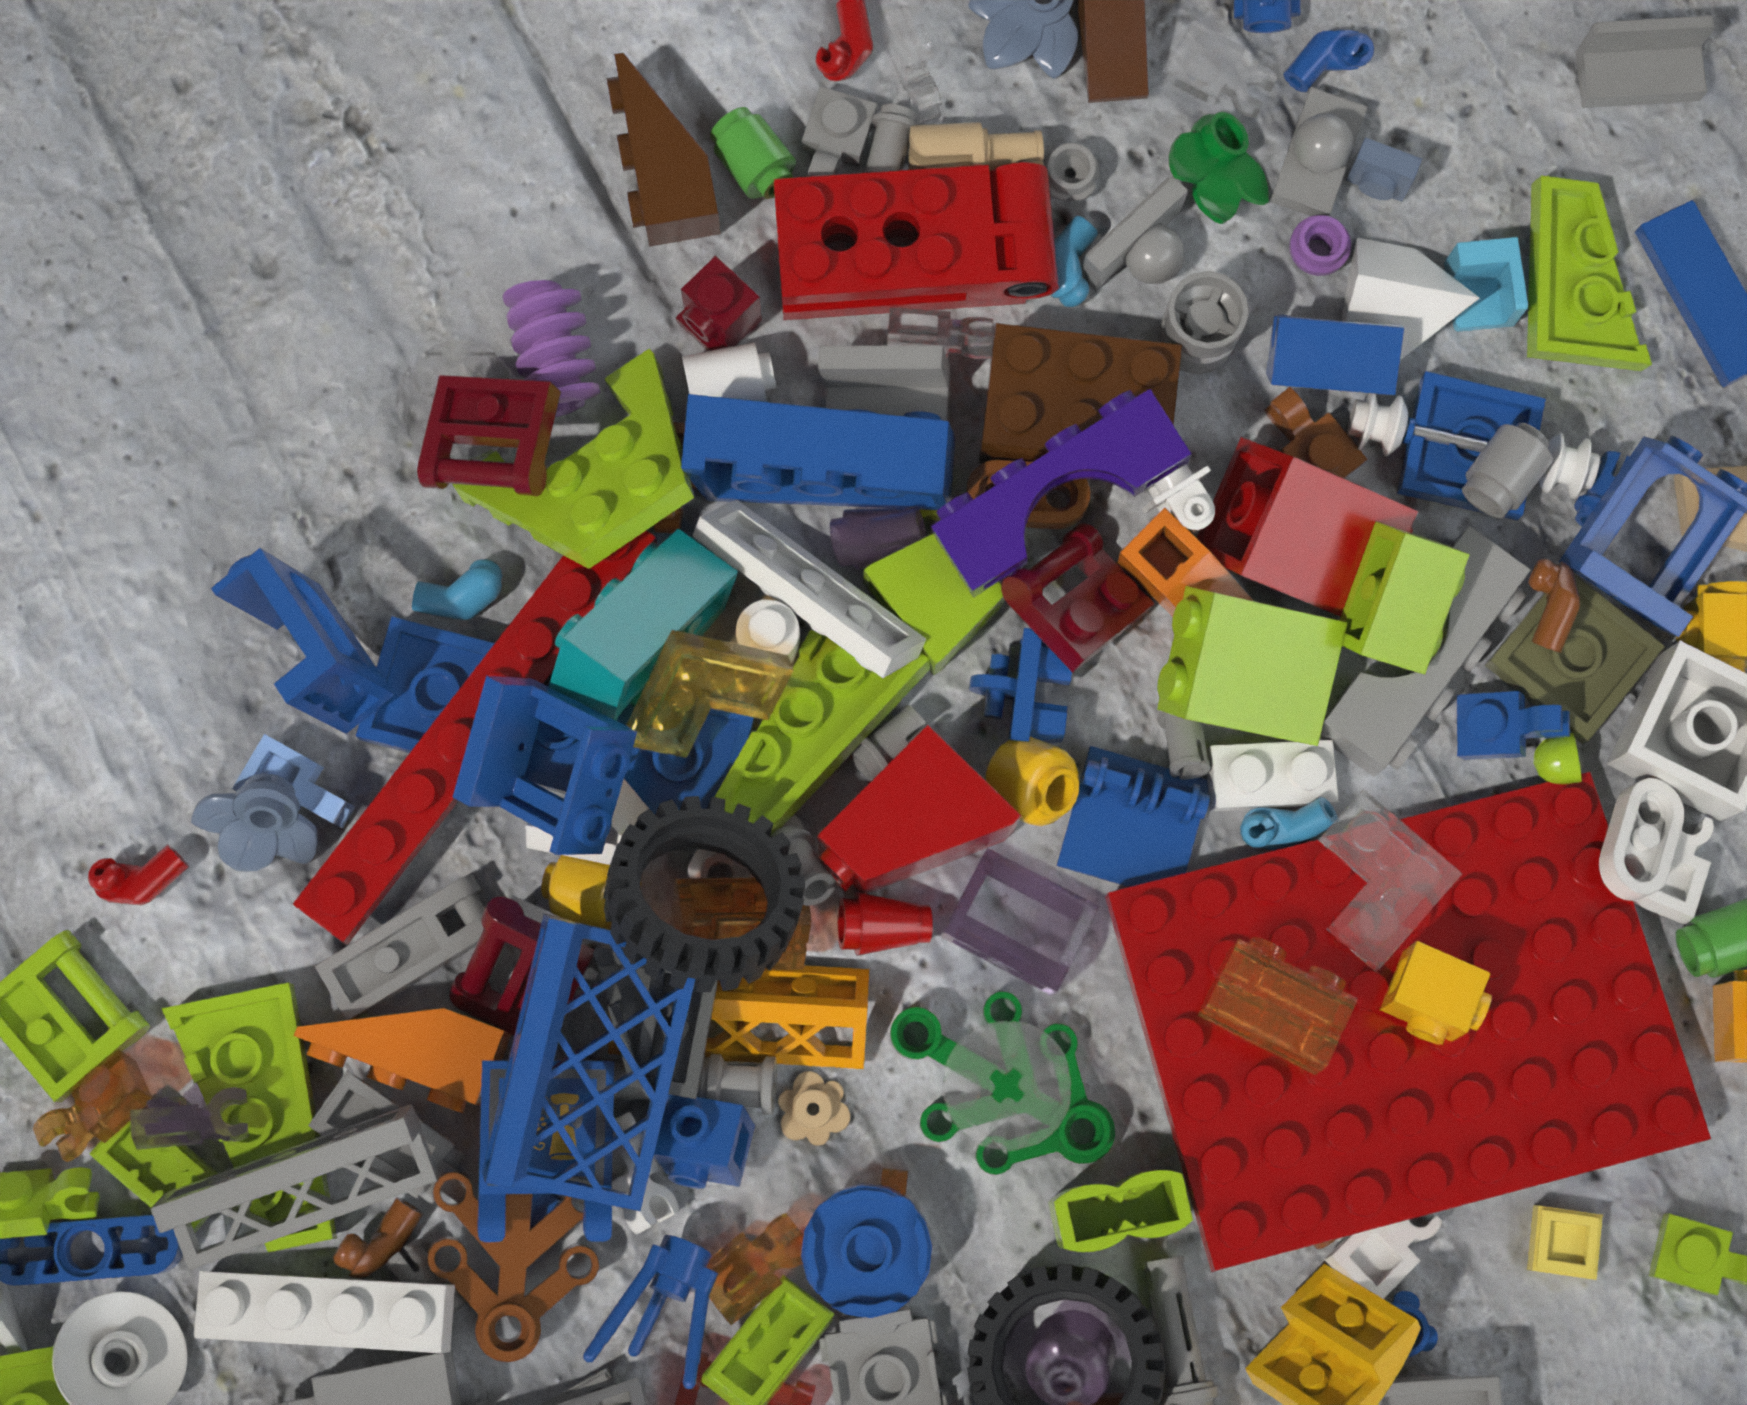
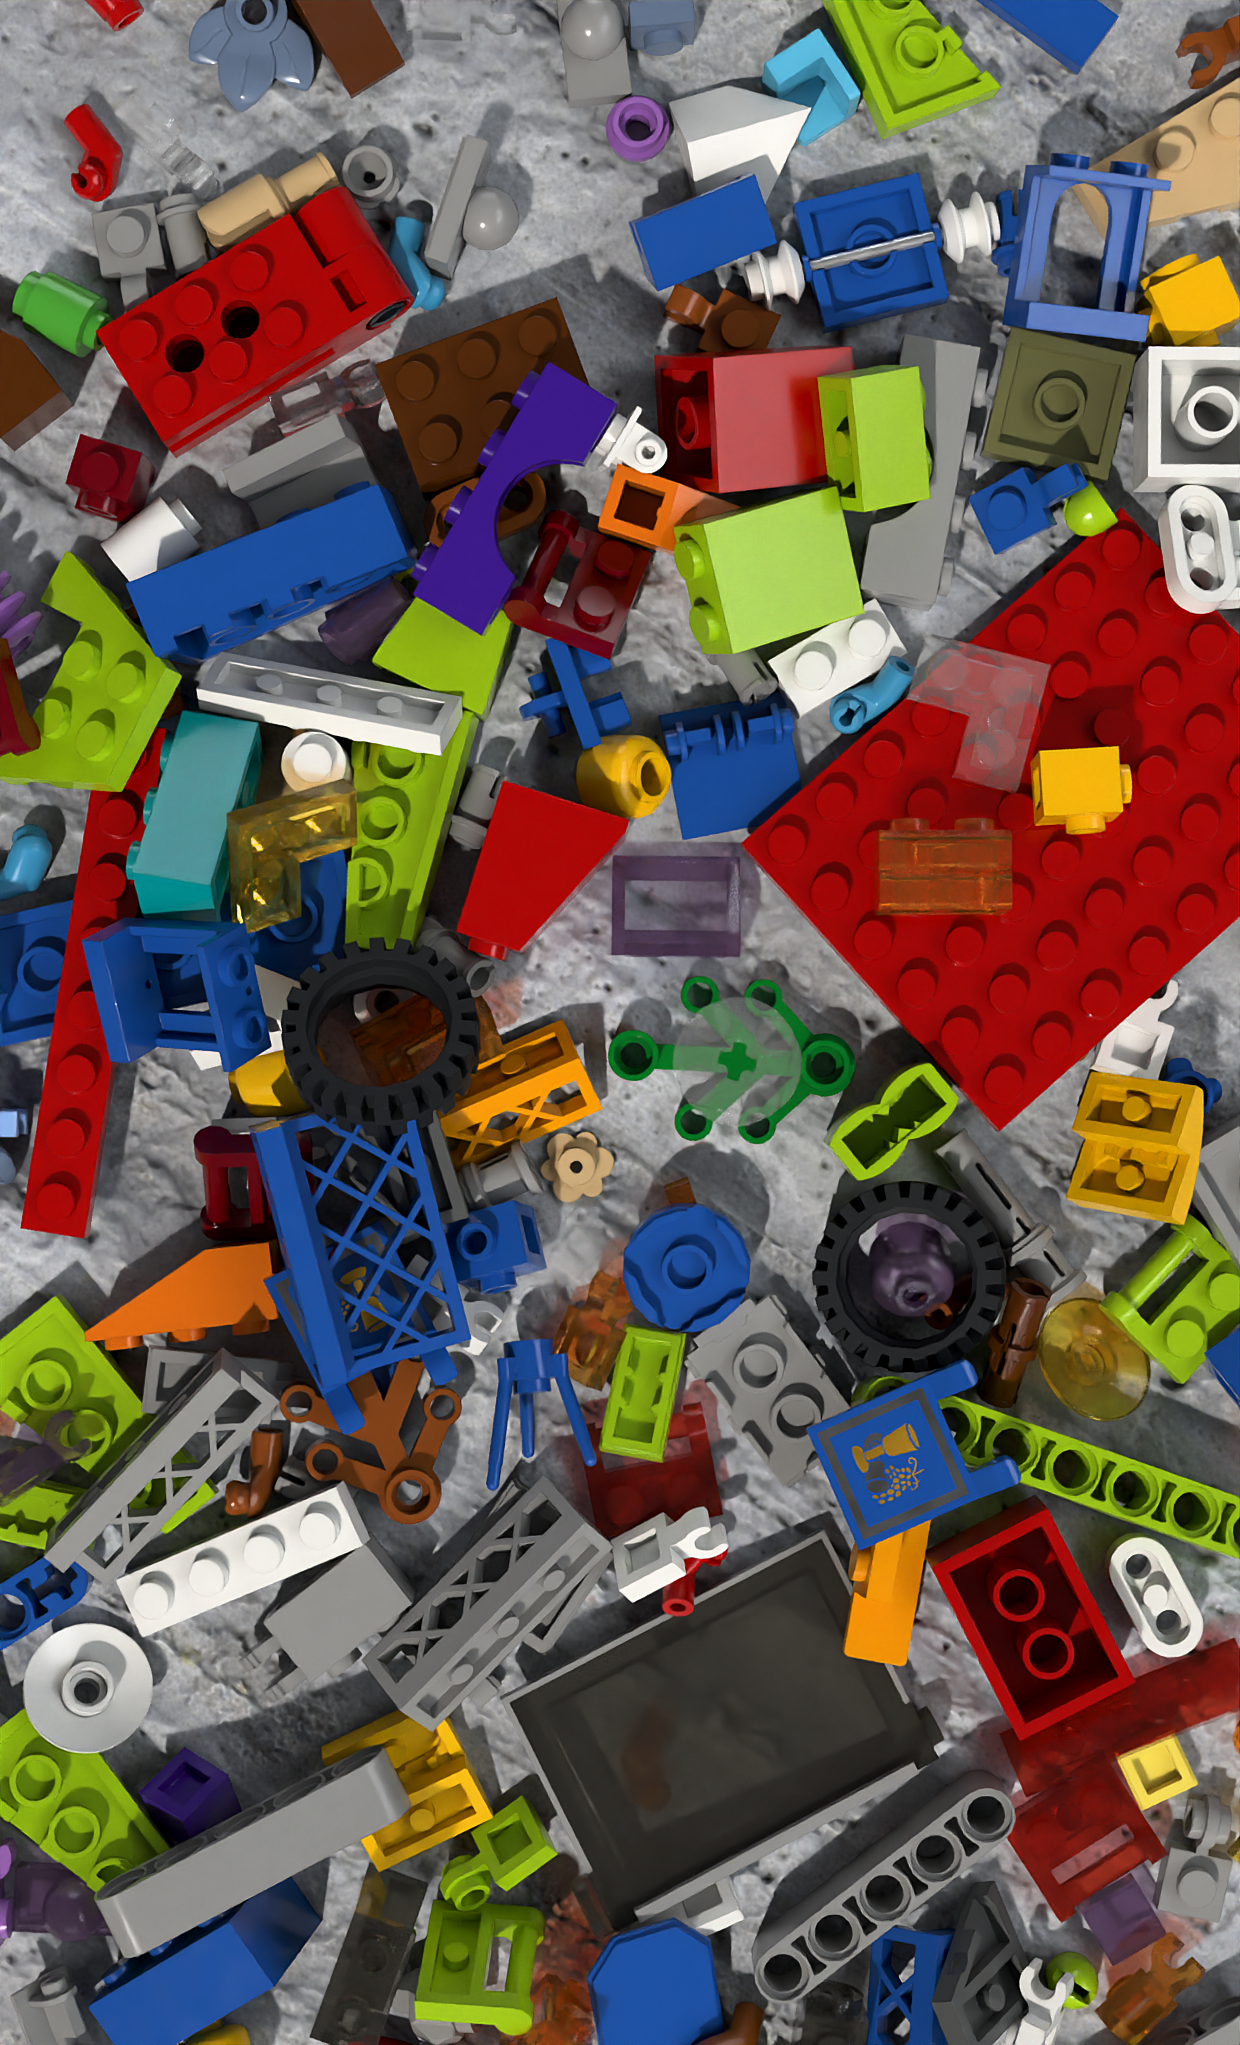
camera: 25 degrees left, 10 degrees up
(403, 950) = (140, 1215): light grey plate -> none
(881, 923) = (553, 973): red cone -> none
(1206, 318) = (566, 260): light grey wheel -> none
(1218, 166) = (504, 100): green plate -> none
(1507, 469) = (914, 262): light grey brick -> none
(1561, 599) = (1024, 364): dark orange arm -> none

